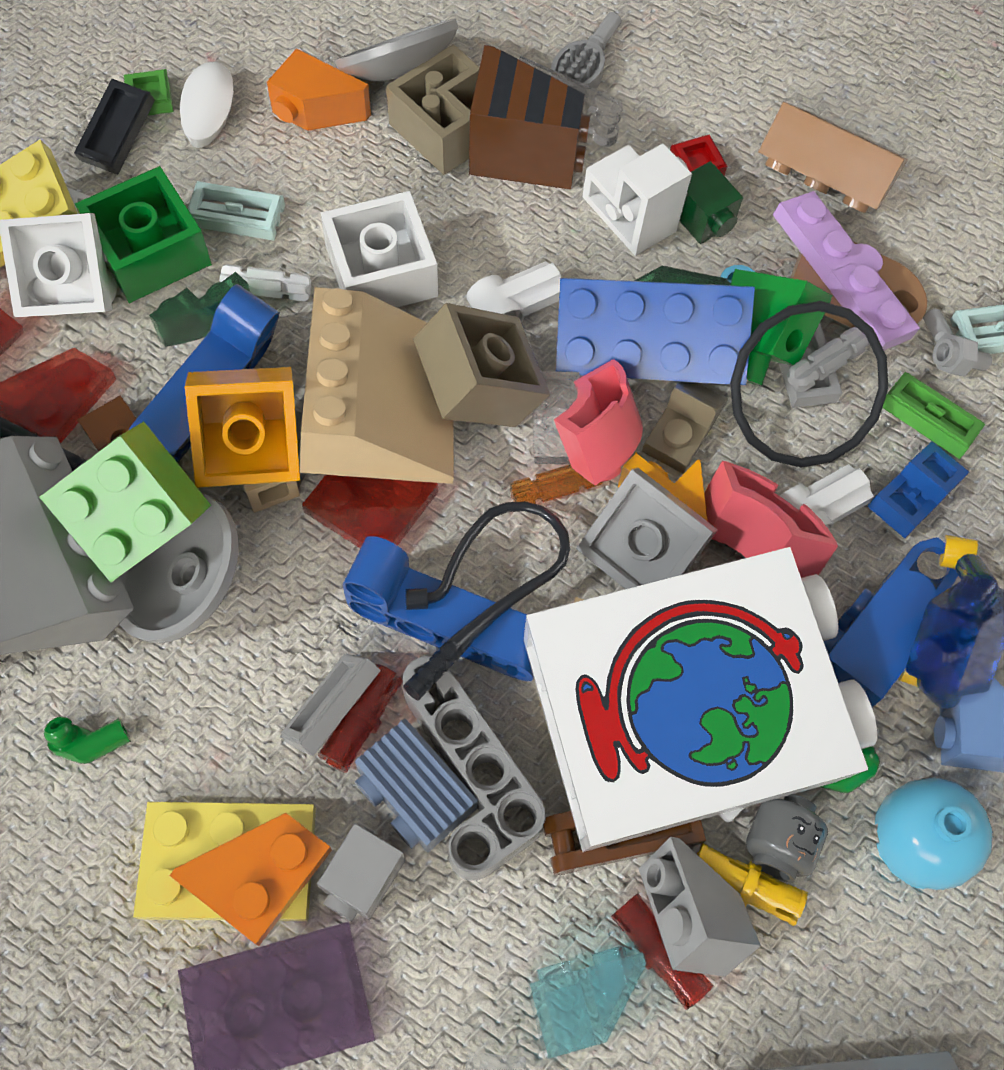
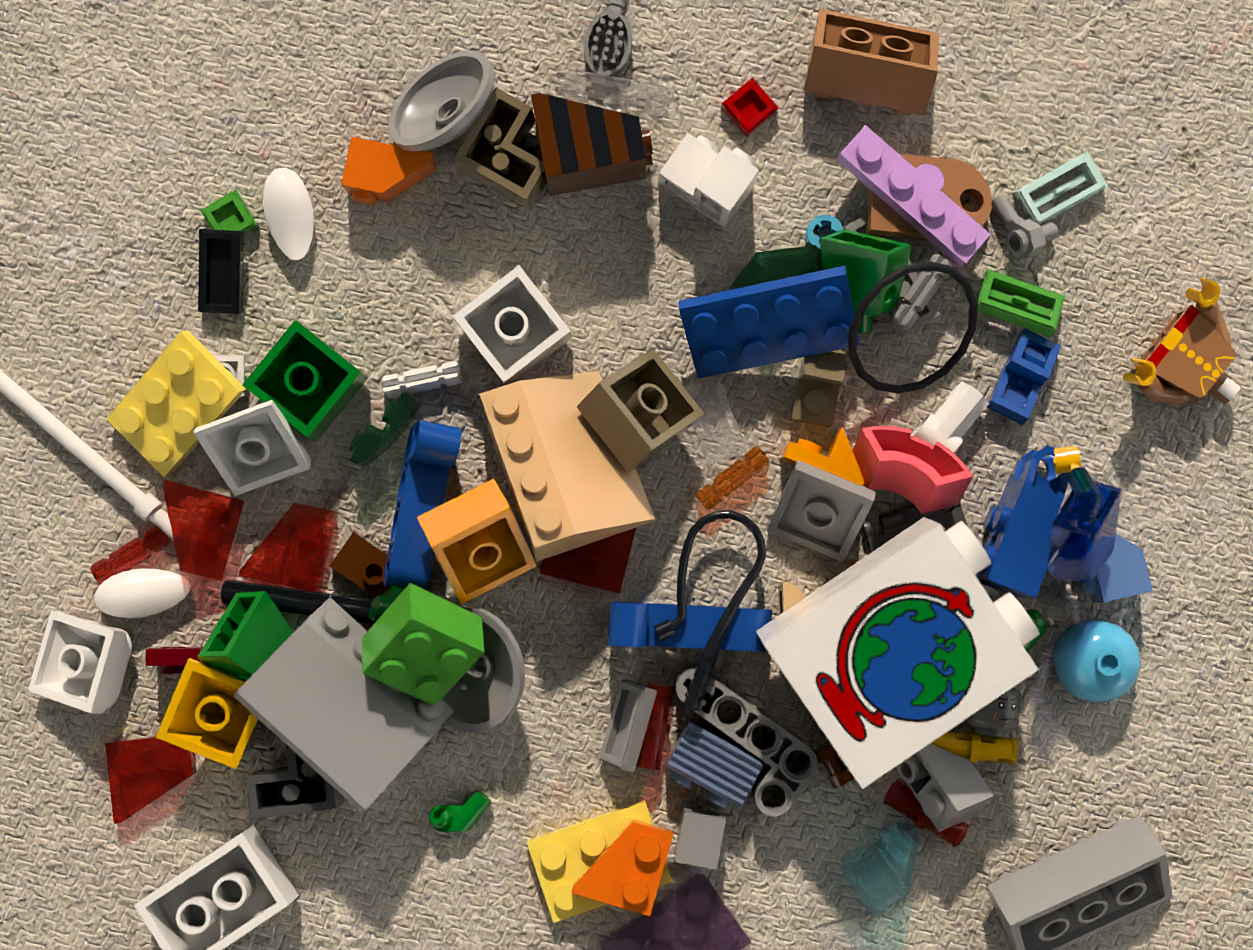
camera: 15 degrees left, 20 degrees up
(232, 216) = (364, 331): light aqua tile -> none
(519, 293) = (633, 327): white piece -> none
(601, 424) = (757, 424): coral brick -> none
(710, 204) = (776, 160): dark green brick -> none

